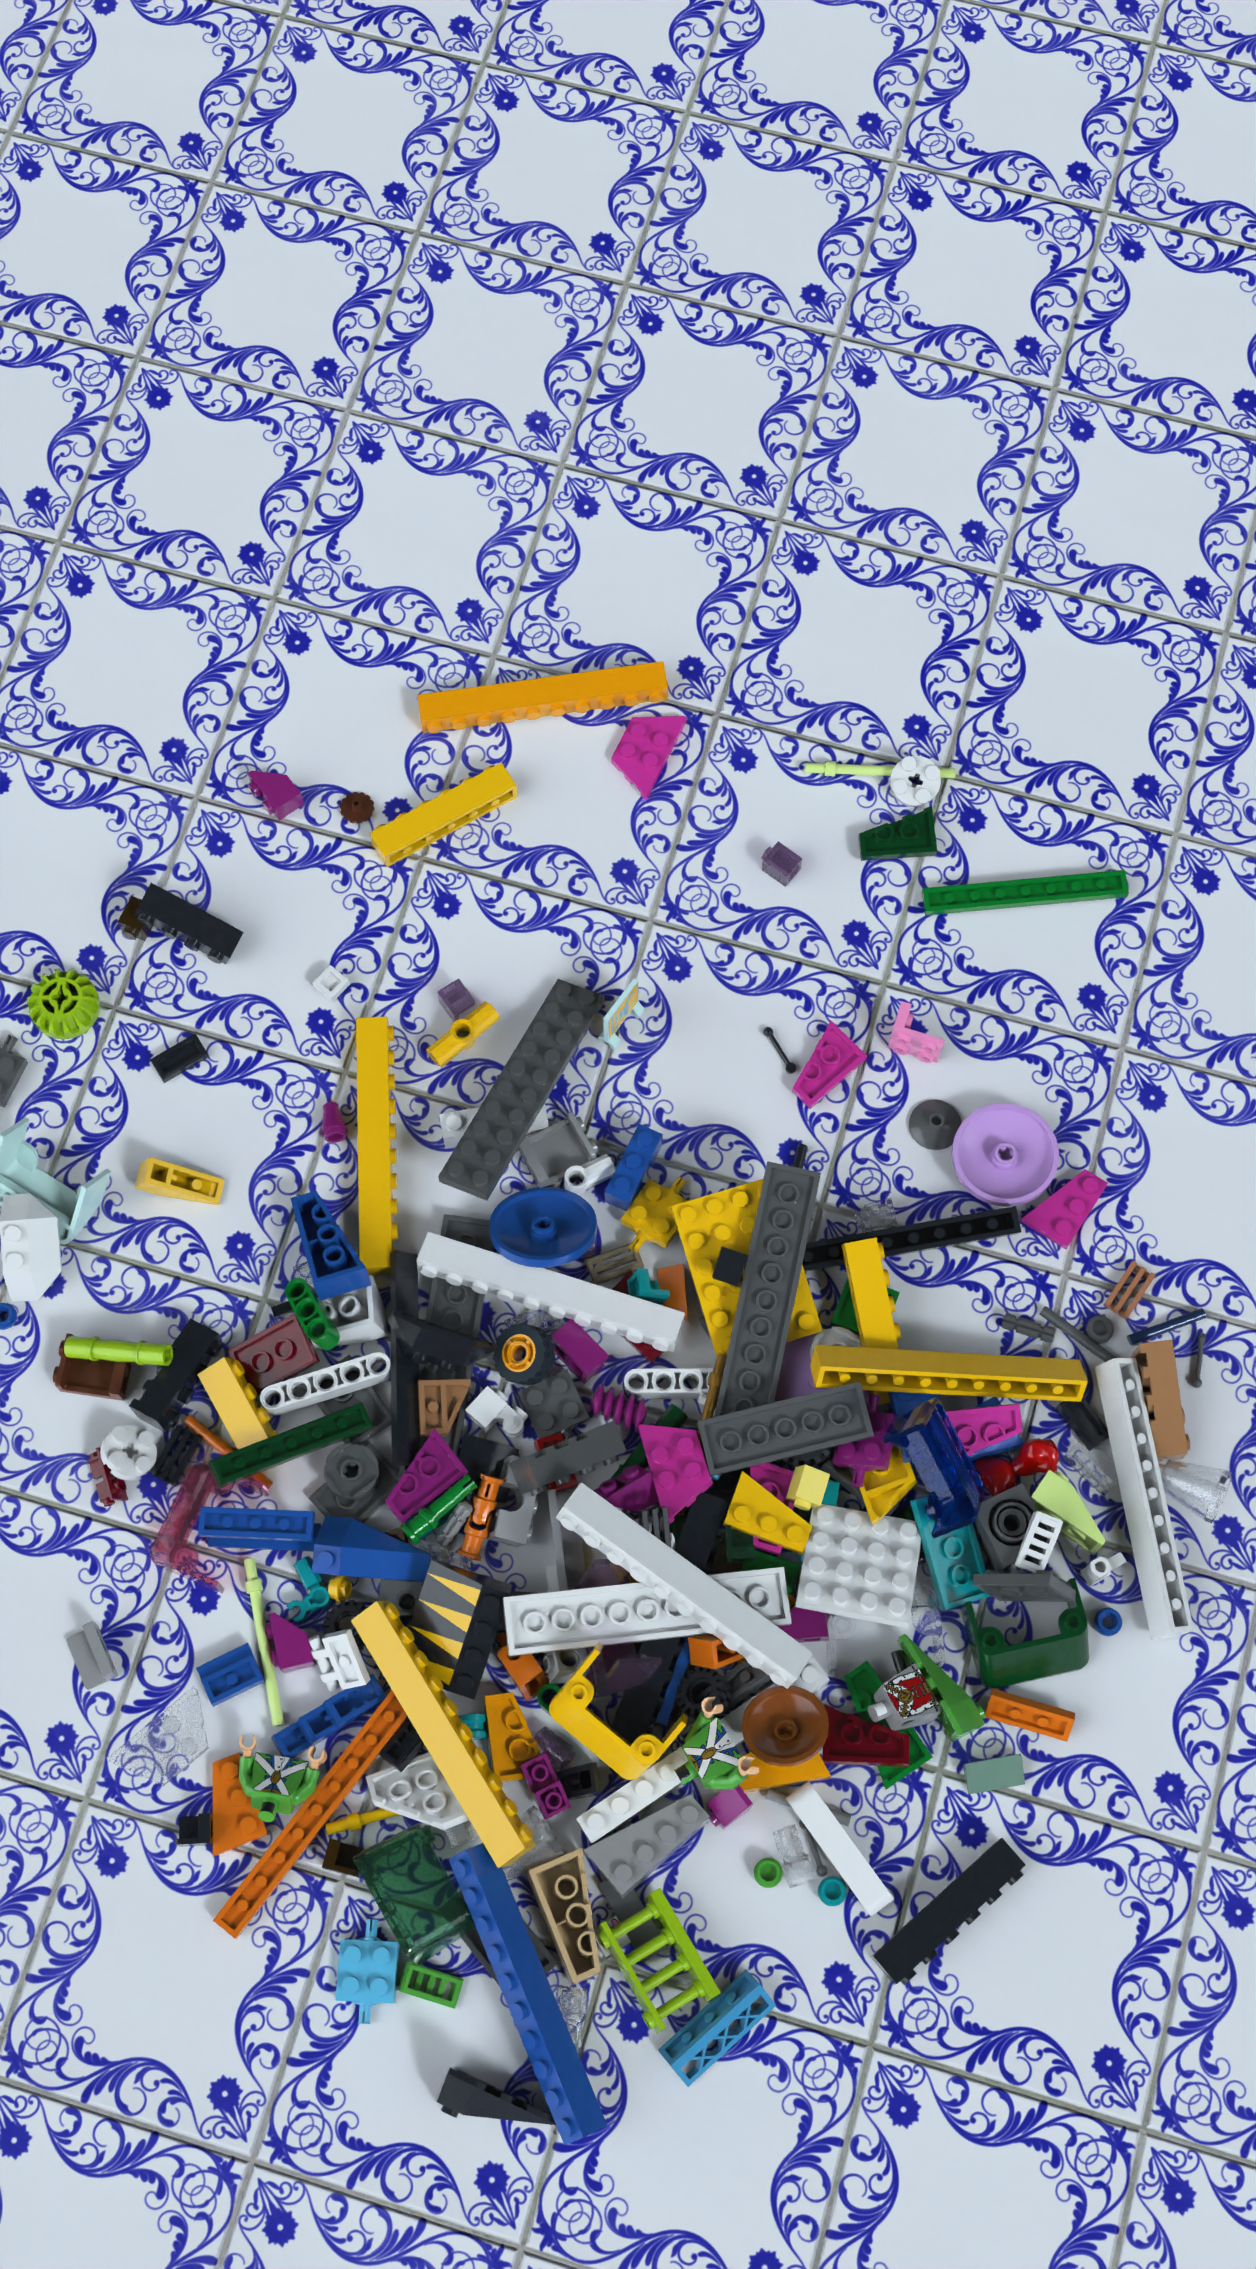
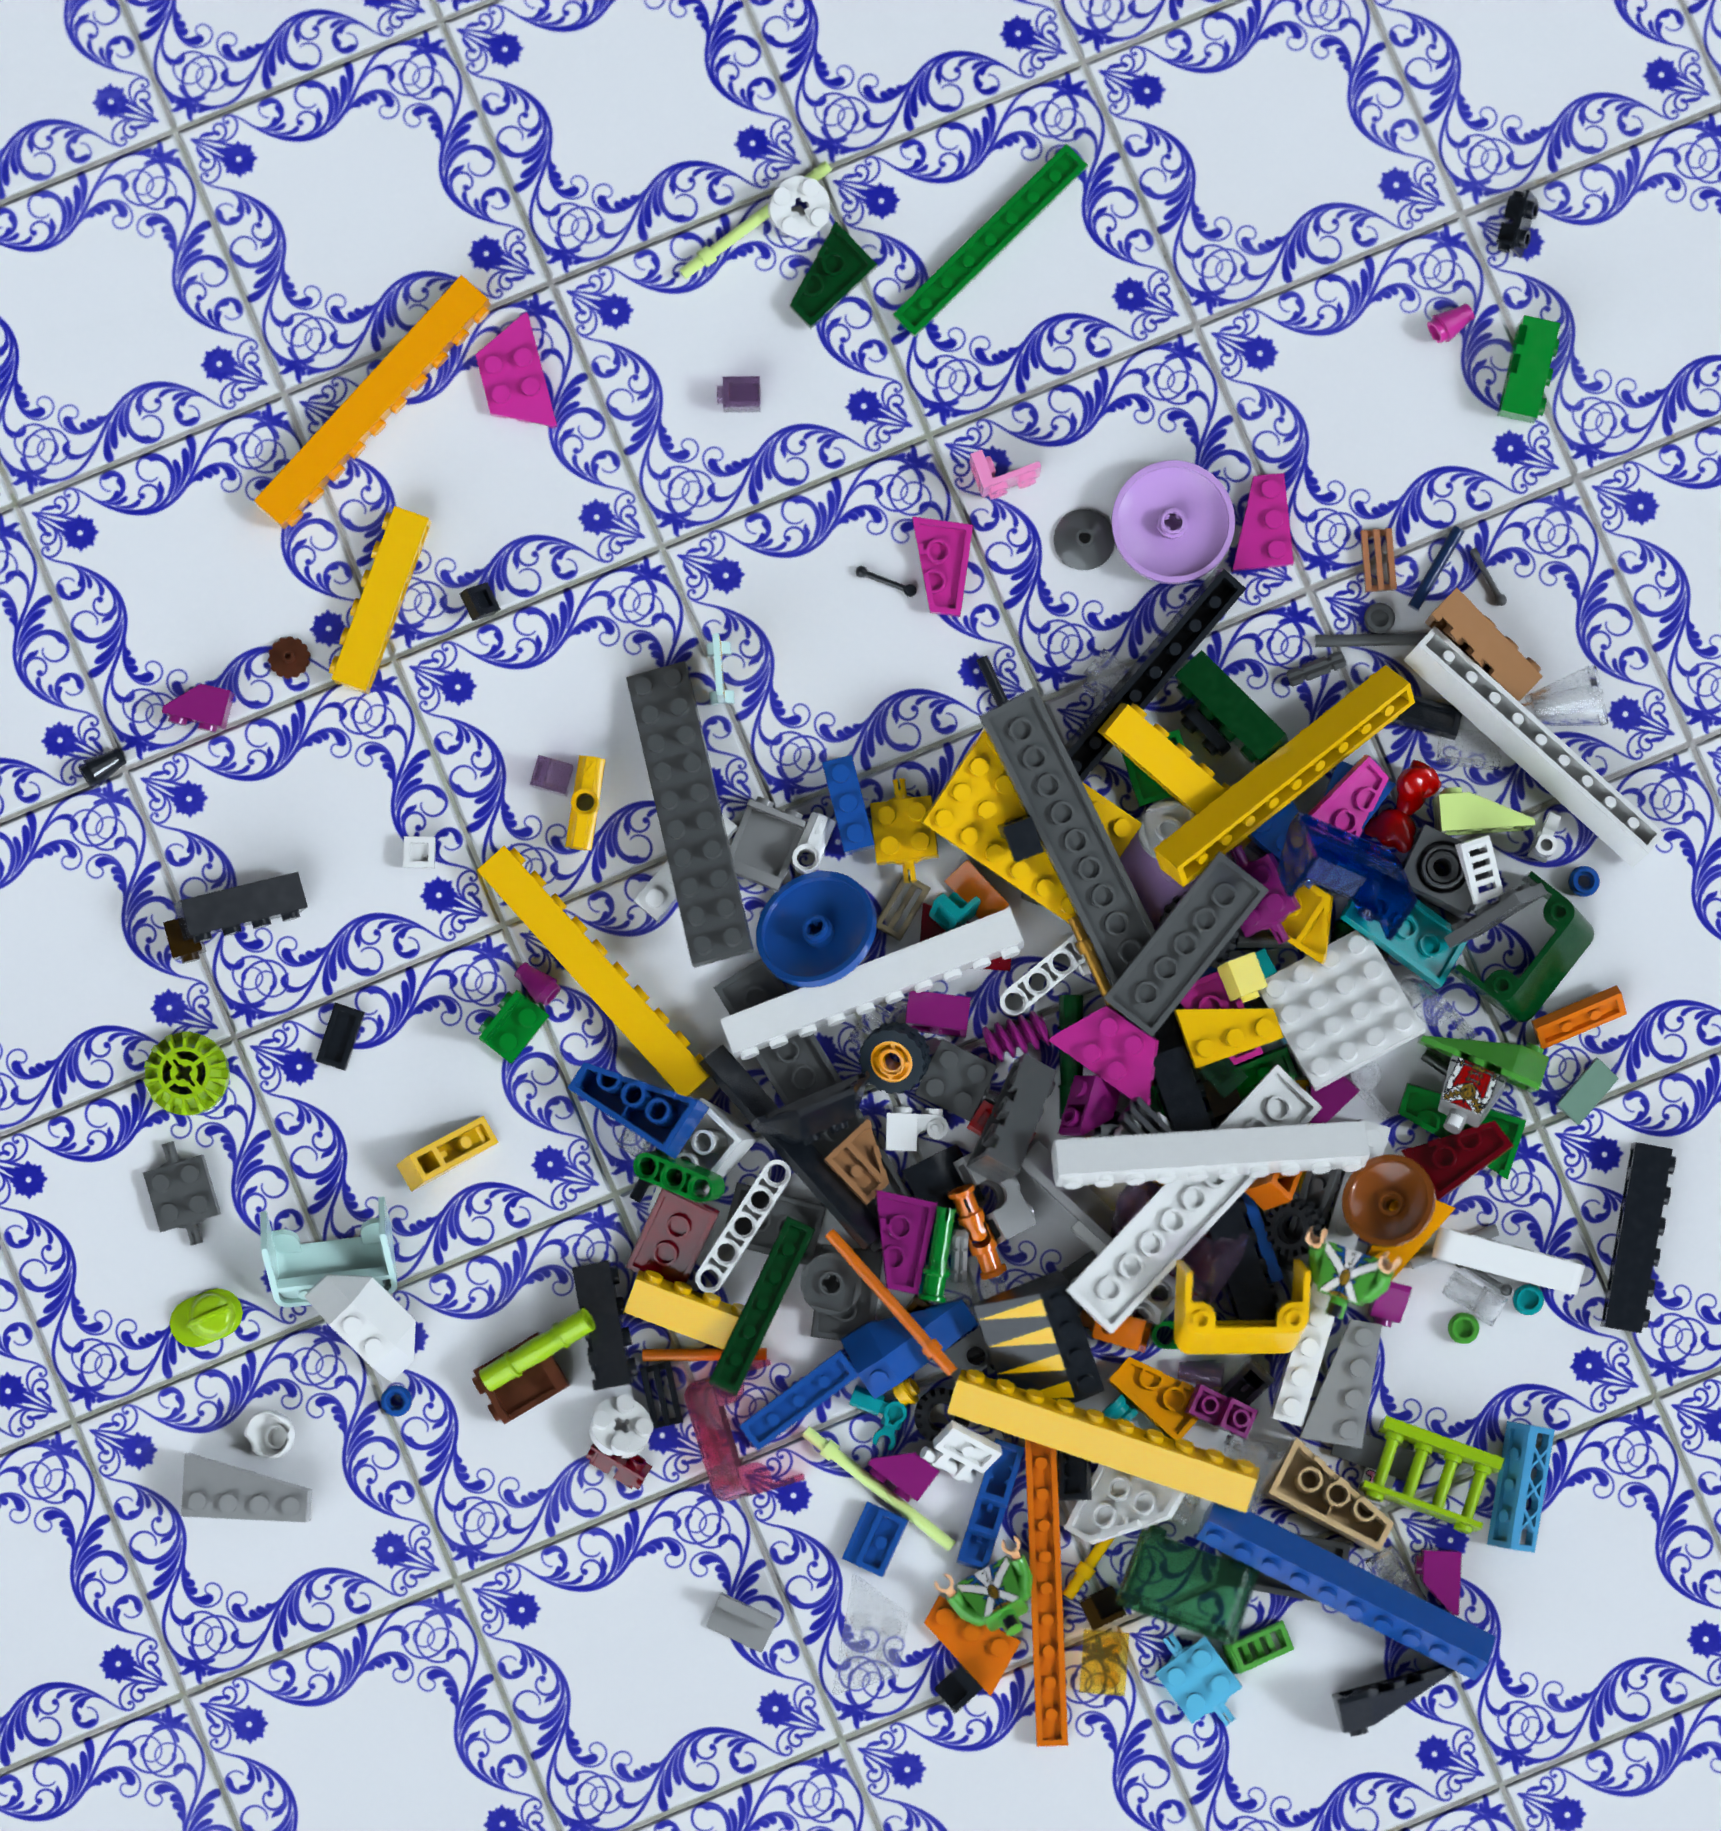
camera: 35 degrees left, 15 degrees up
(181, 781) = (101, 767): none -> black cone
(292, 1133) = (512, 1026): none -> green bracket
(311, 1900) = (1104, 1662): none -> clear yellow plate
(379, 1566) = (931, 1348): none -> orange bar
(505, 862) = (479, 601): none -> black plate
(604, 2044) = (1441, 1576): none -> magenta slope
(917, 1318) = (1213, 740): none -> black plate
(946, 1302) = (1230, 709): none -> dark green wedge

